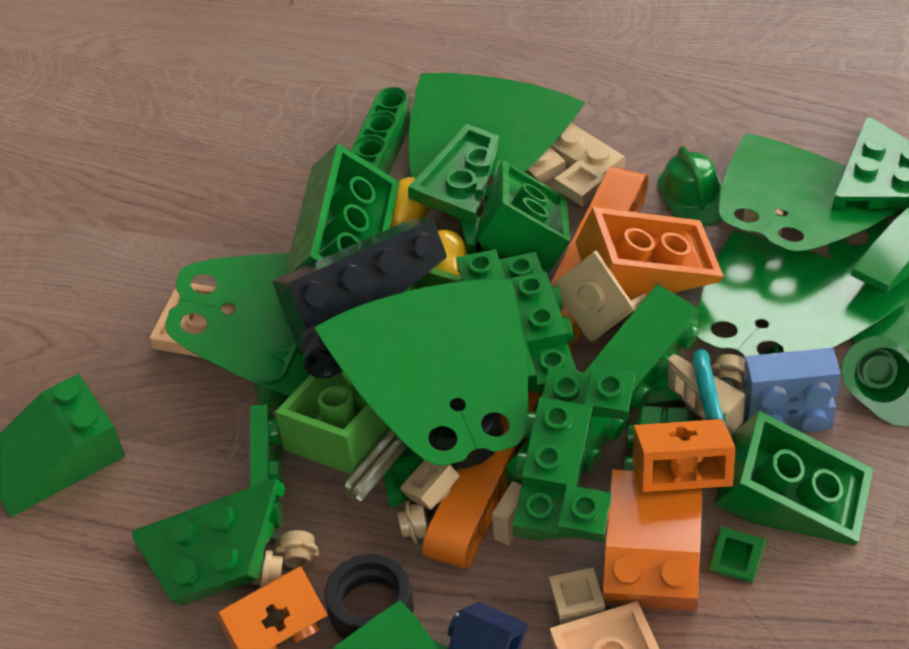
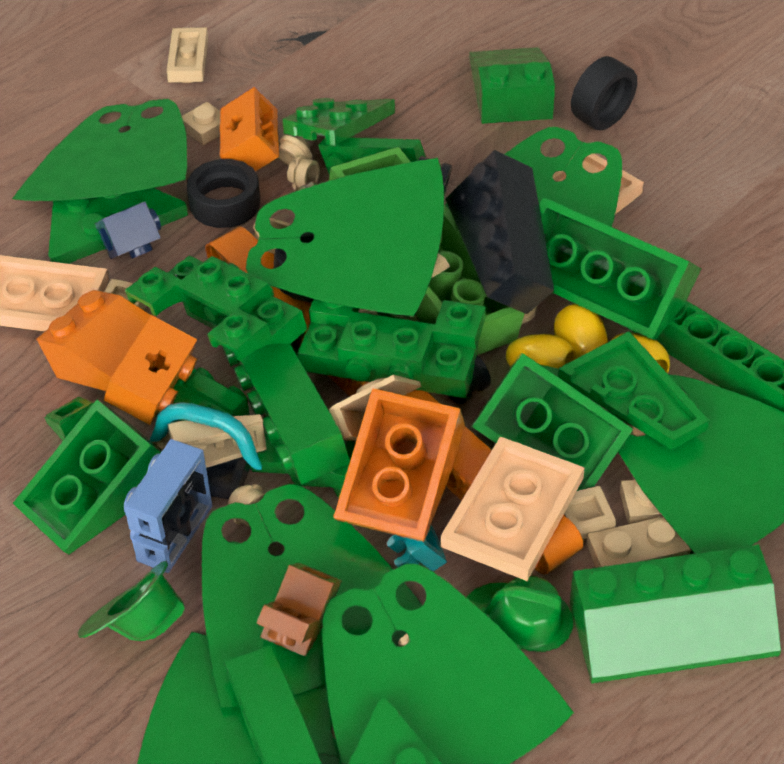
camera: 115 degrees right, 0 degrees up
(71, 329) = (603, 93): none -> black tyre
(631, 112) = (675, 613): none -> slope
(631, 183) = (512, 508): none -> light nougat plate
(815, 273) = (298, 609): none -> dark orange brick

